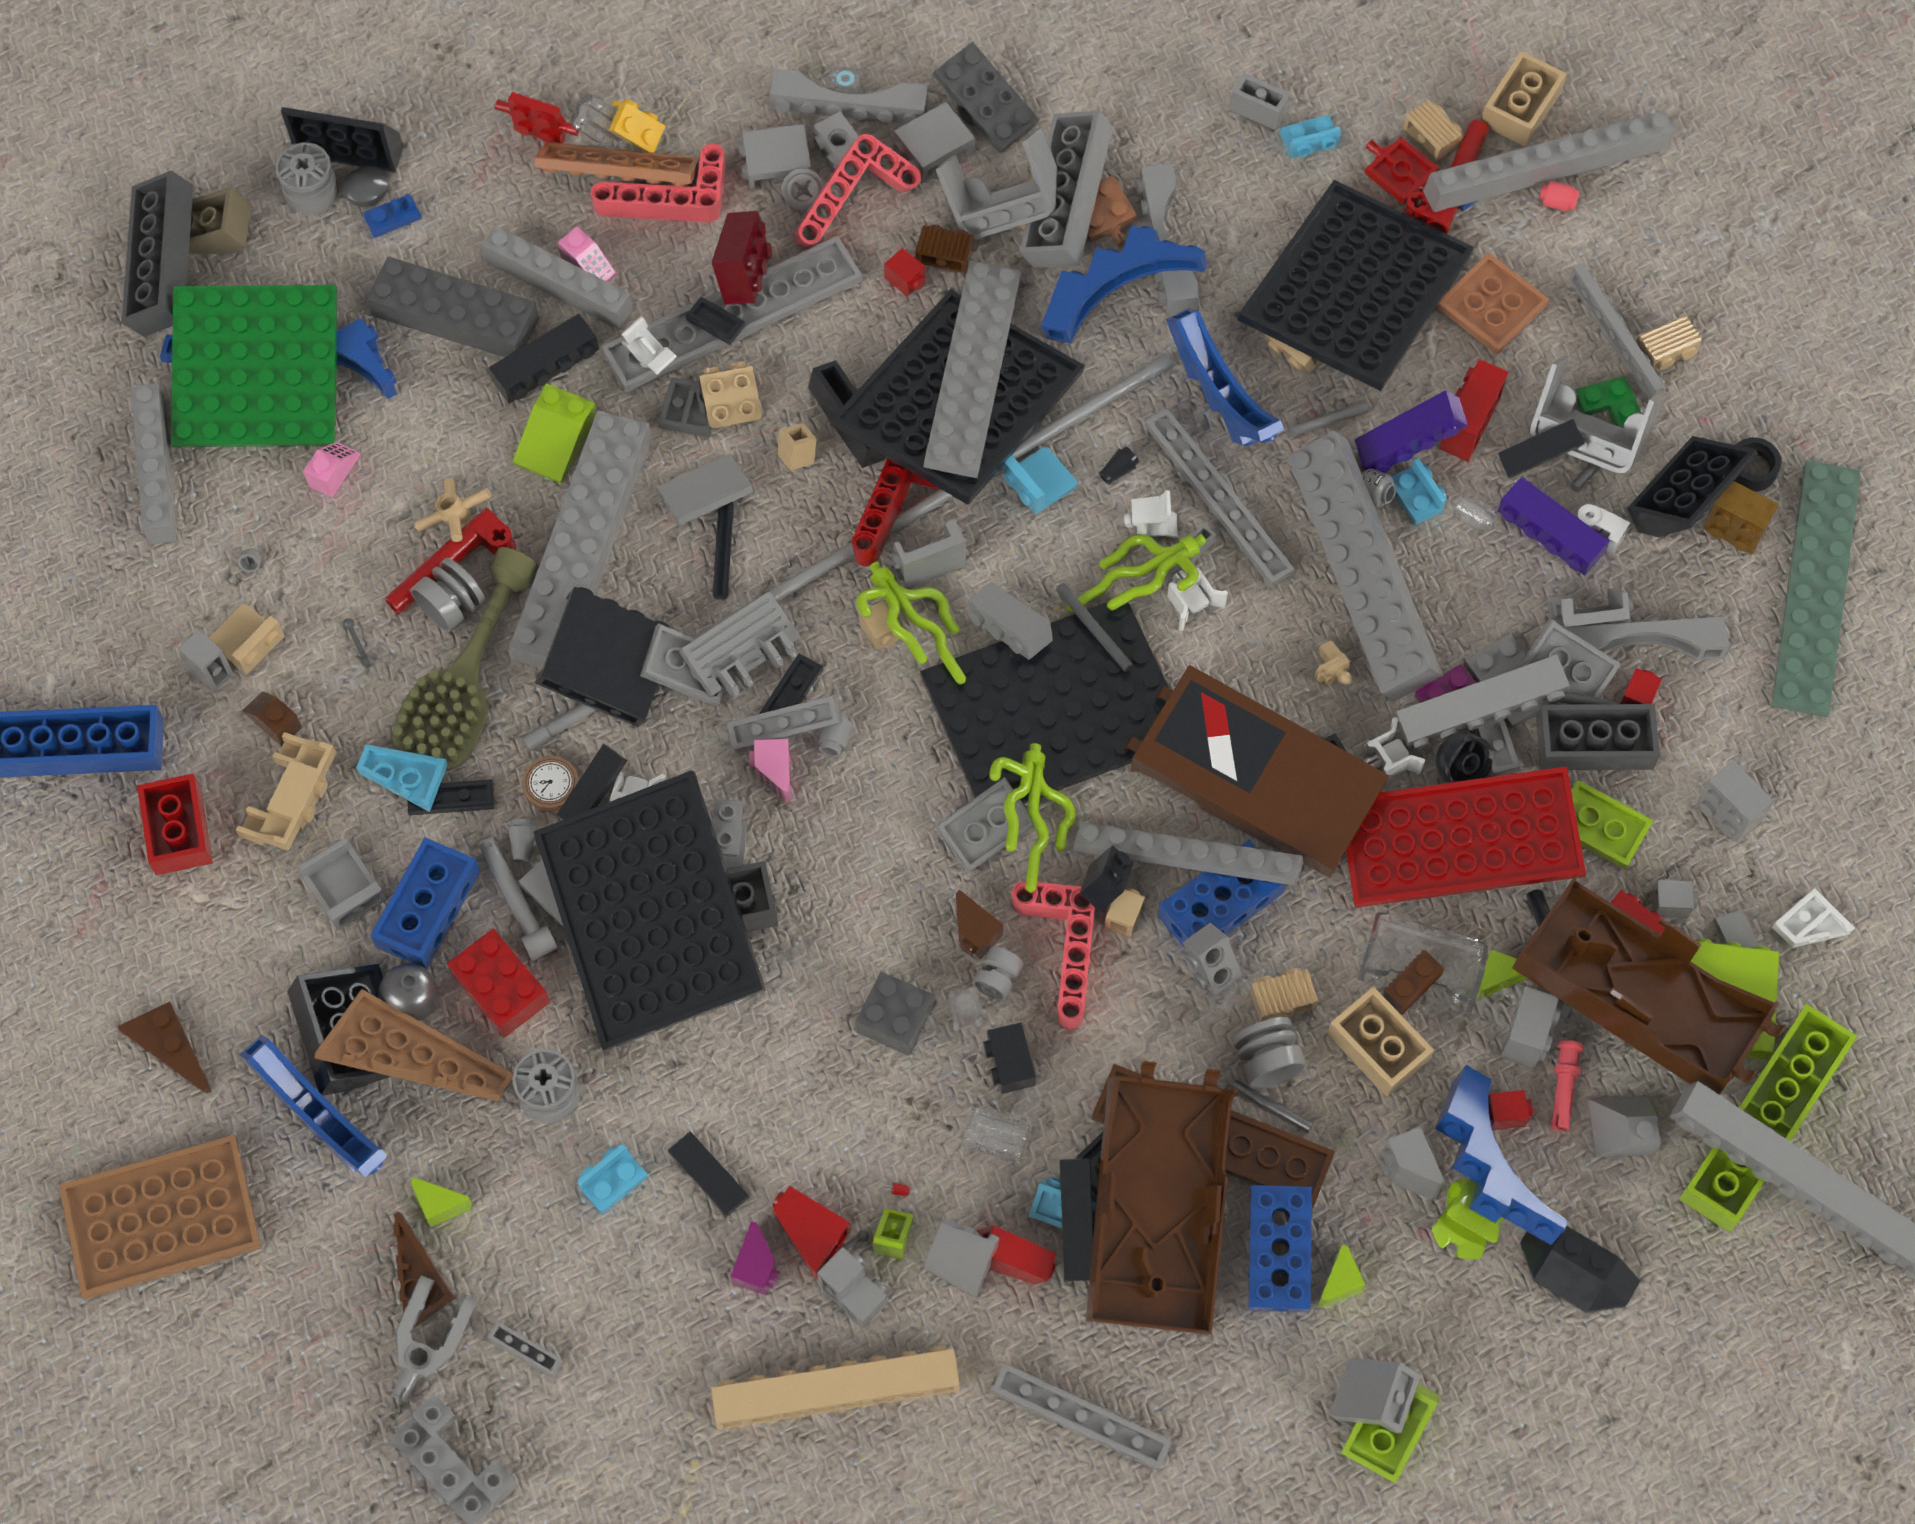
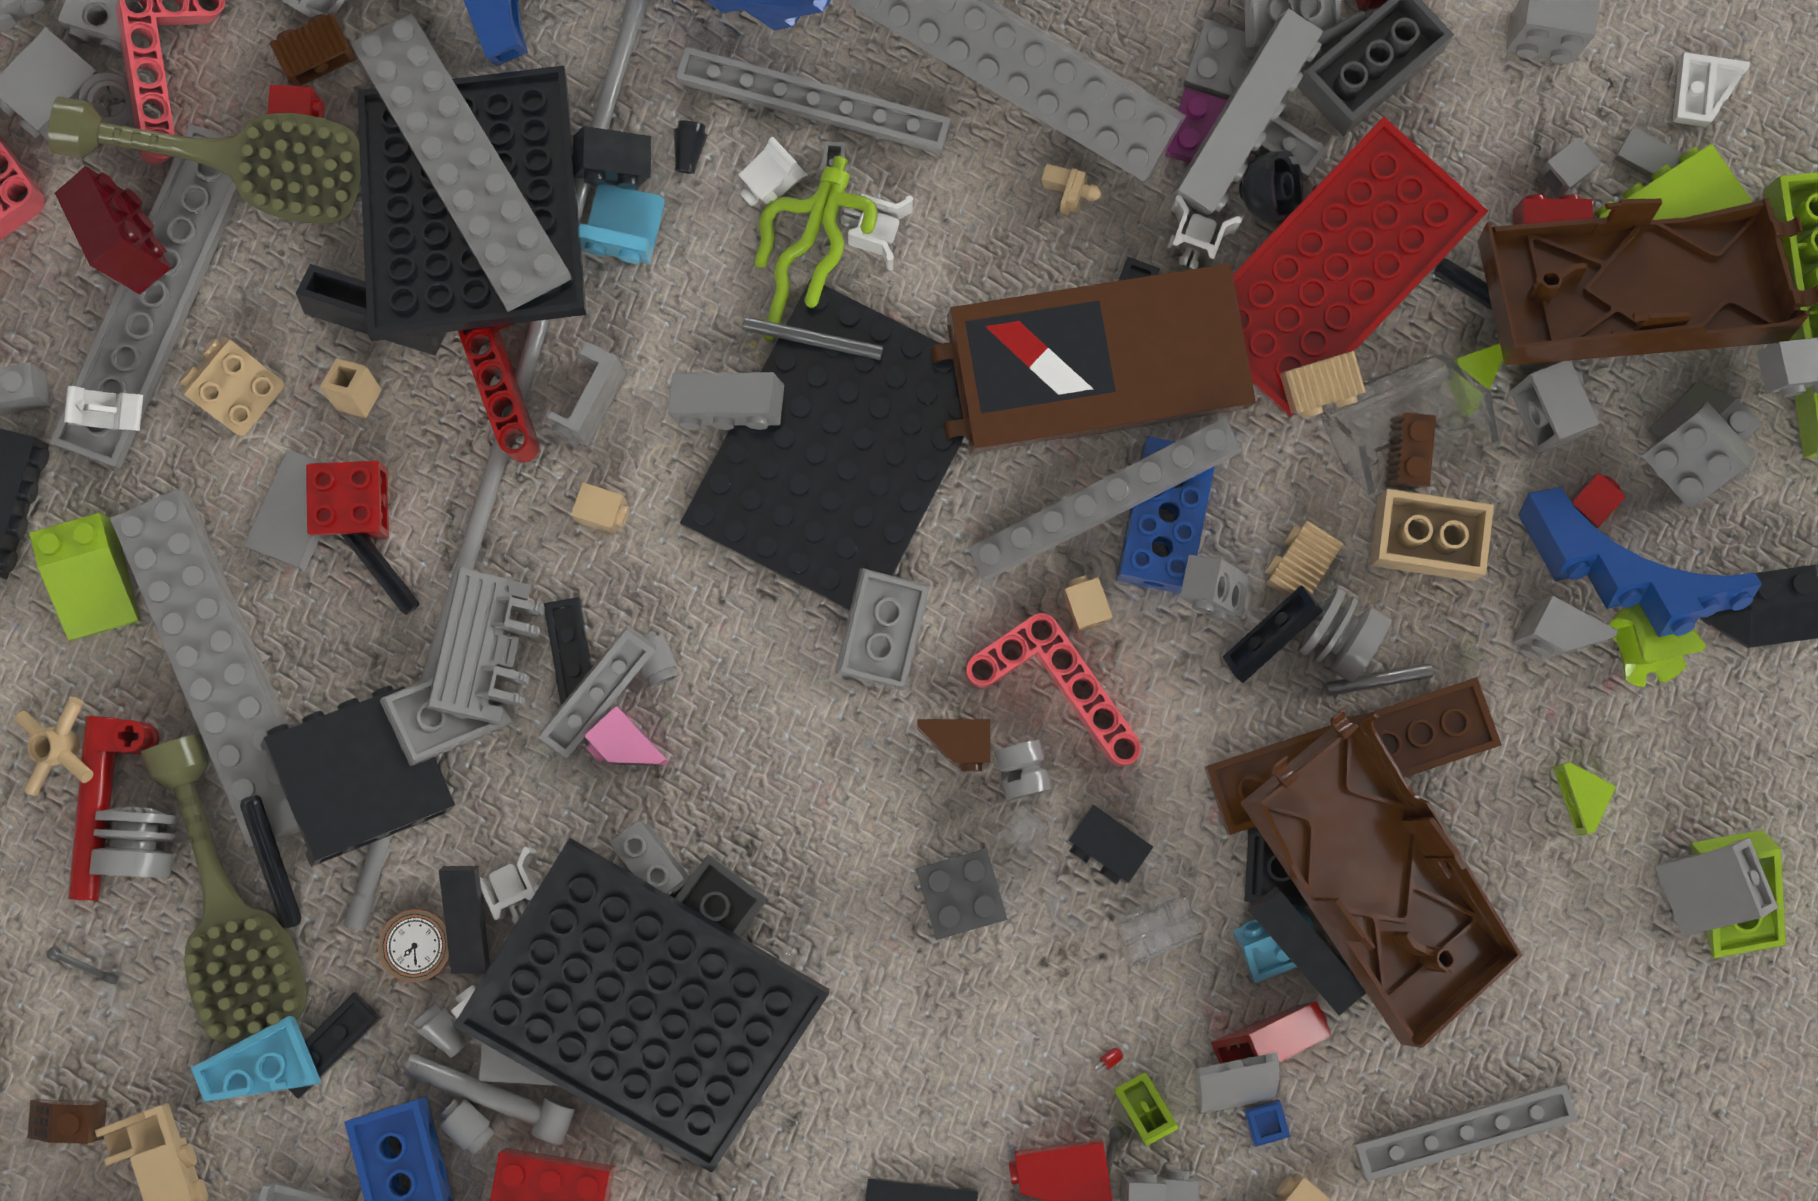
camera: 45 degrees left, 15 degrees up
(487, 904) = (465, 1125): none -> light grey brick
(514, 664) = (270, 861): none -> black axle
(684, 409) = (197, 439): dark grey wing -> none
(715, 320) = (145, 318): black tile -> none
(740, 505) = (347, 498): none -> red bracket
(867, 294) = (279, 161): none -> olive piece
(899, 597) = (594, 467): lime plant -> none
(961, 1307) = (1266, 1123): none -> blue tile
(1033, 783) = (896, 554): lime plant -> none
(1065, 434) = (611, 157): none -> black brick
(1106, 878) = (1049, 590): black brick -> none
(1224, 1016) = (1272, 634): none -> black tile
(1296, 1235) = (1536, 818): blue brick -> none
(1388, 894) = (1323, 383): none -> tan brick
(1567, 1072) = (1613, 419): coral pin -> none
(1600, 1130) = (1699, 455): none -> light grey brick
(1608, 825) = (1457, 140): lime plate -> none

